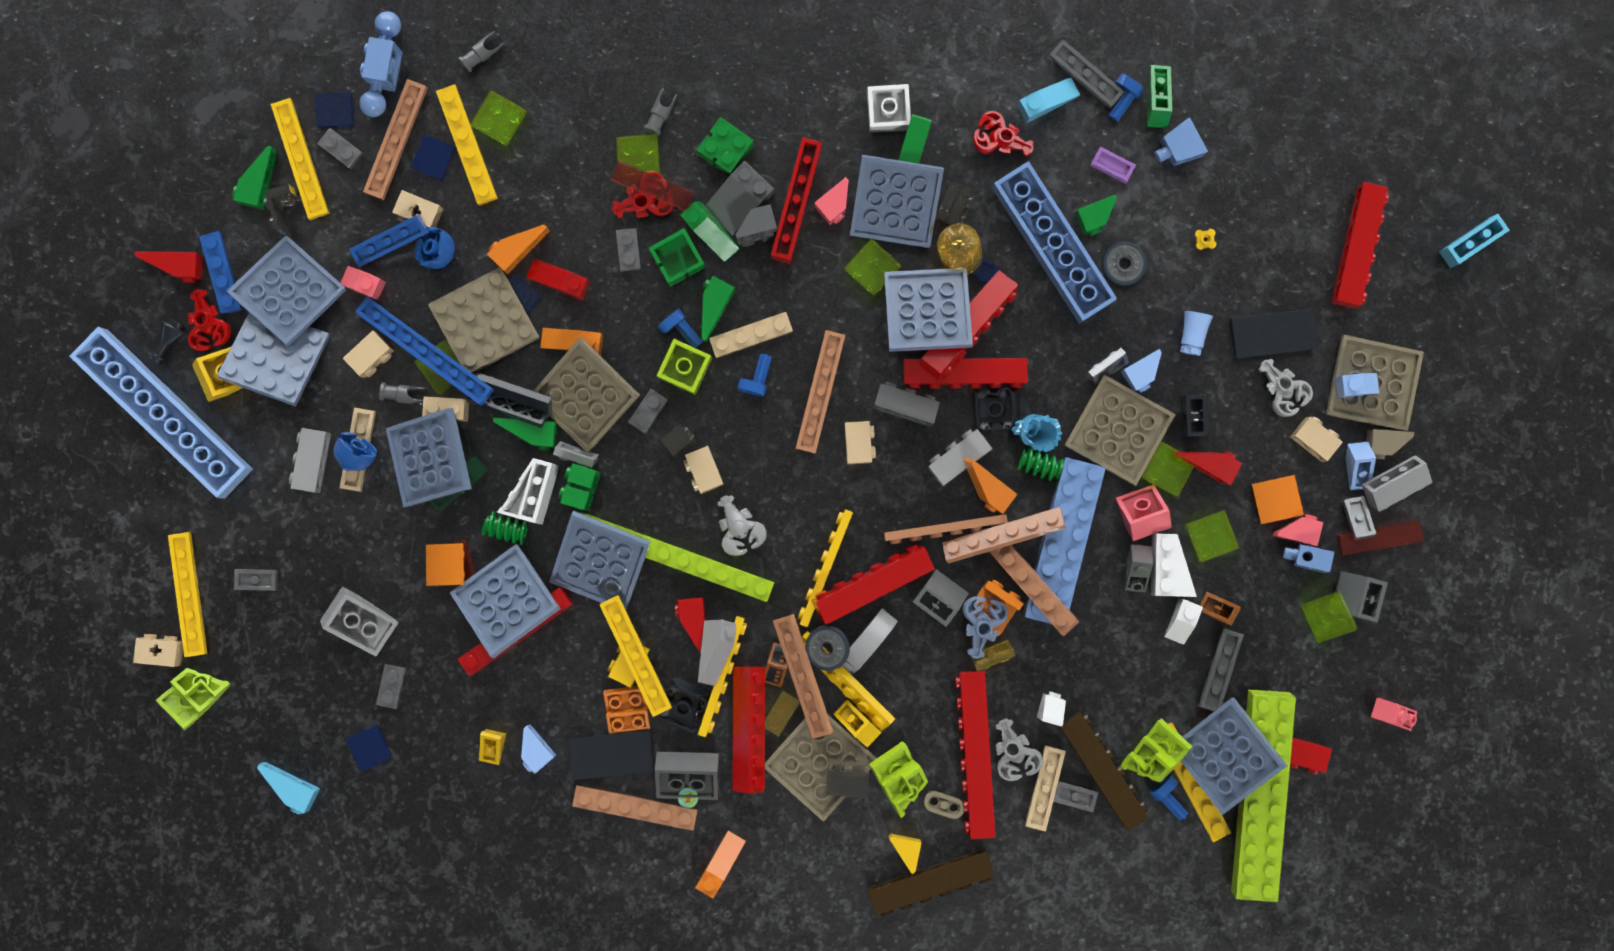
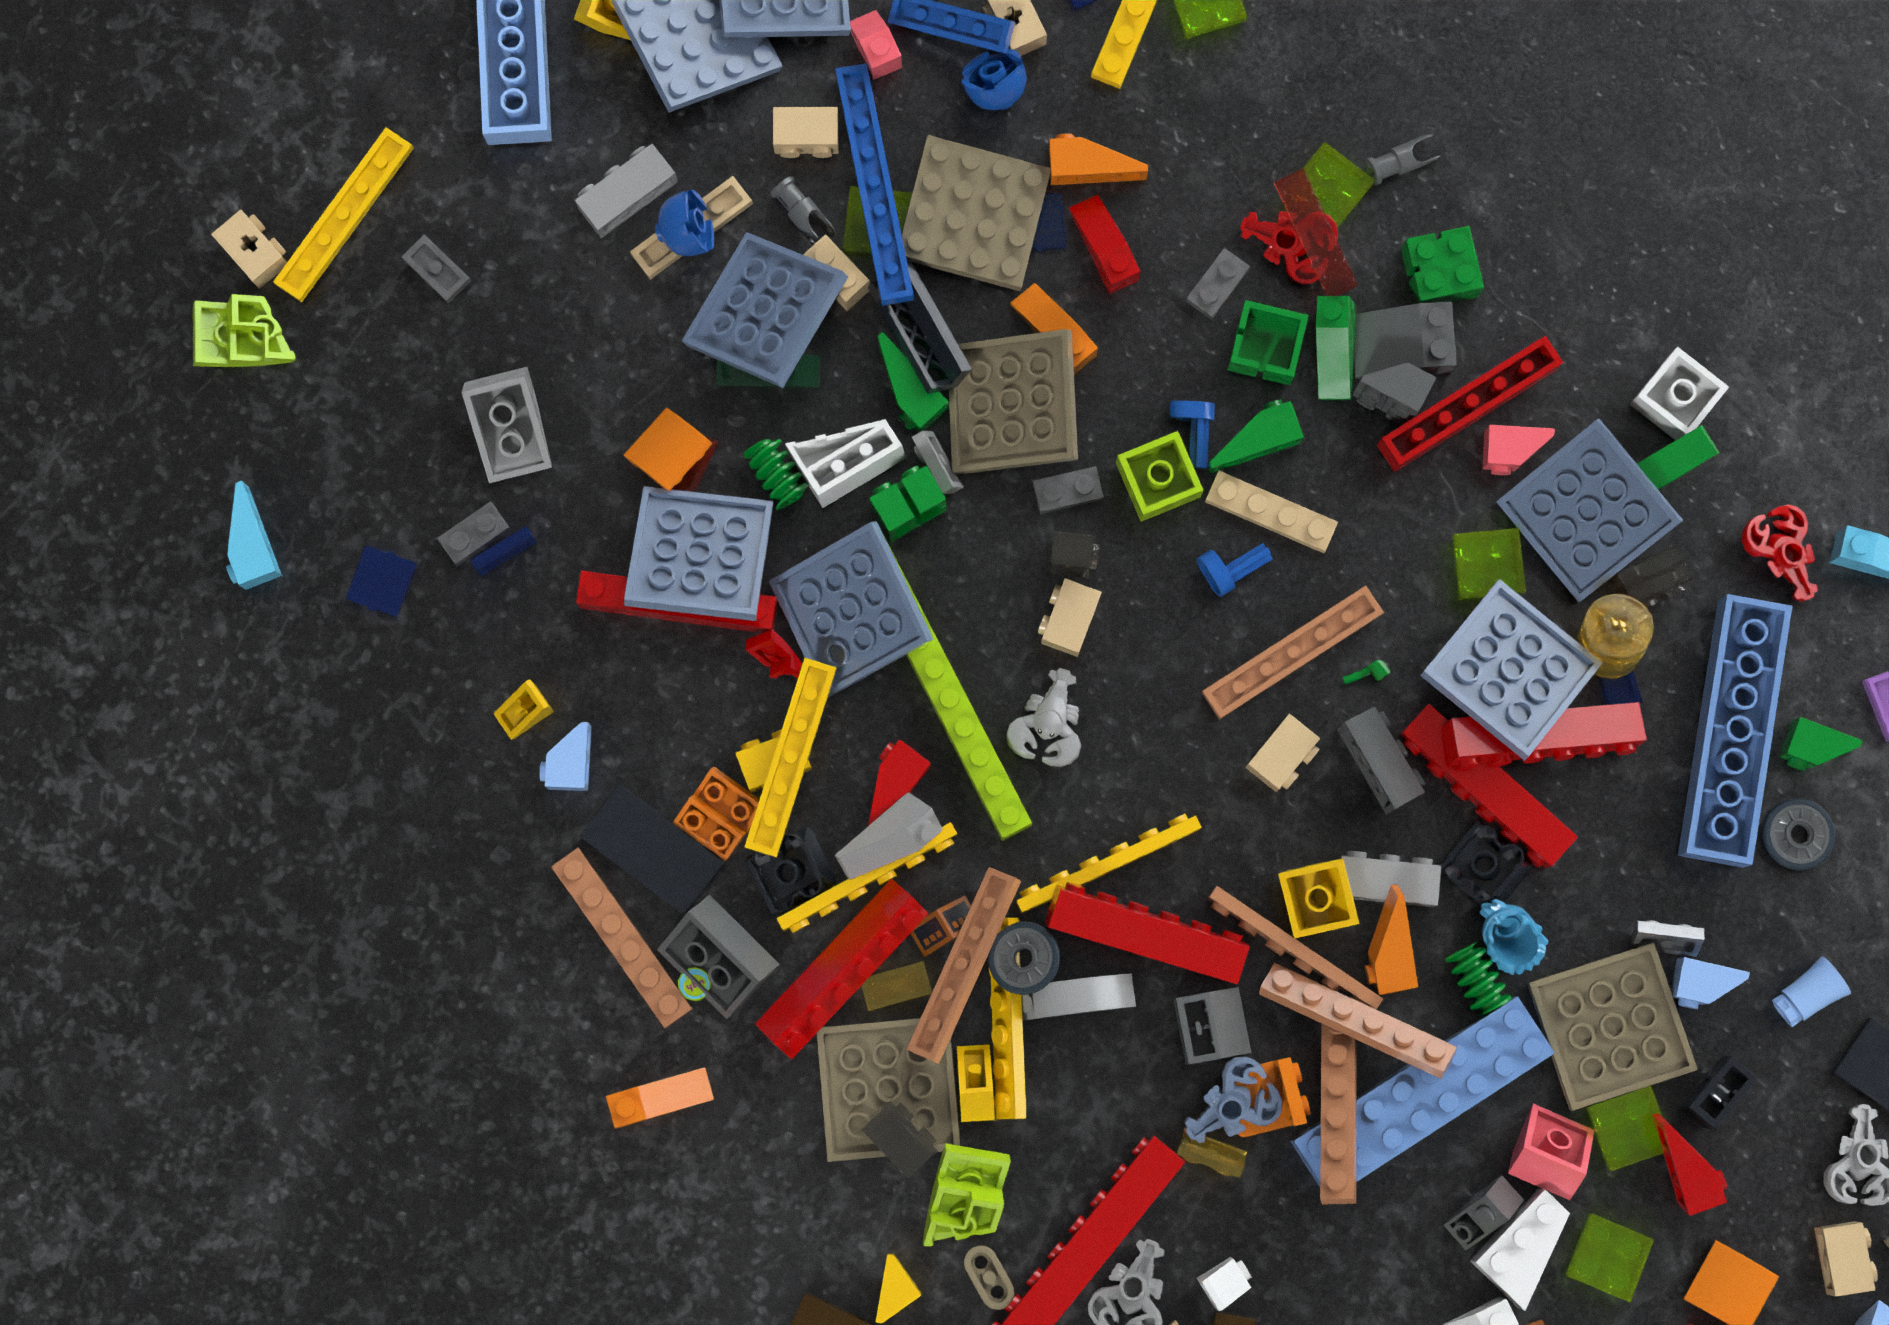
camera: 45 degrees right, 5 degrees down
(412, 682) = (503, 551): none -> clear blue tile
(583, 612) = (774, 653): none -> red slope
(865, 364) = (1377, 669): none -> green hand
(935, 495) = (1318, 898): none -> yellow slope

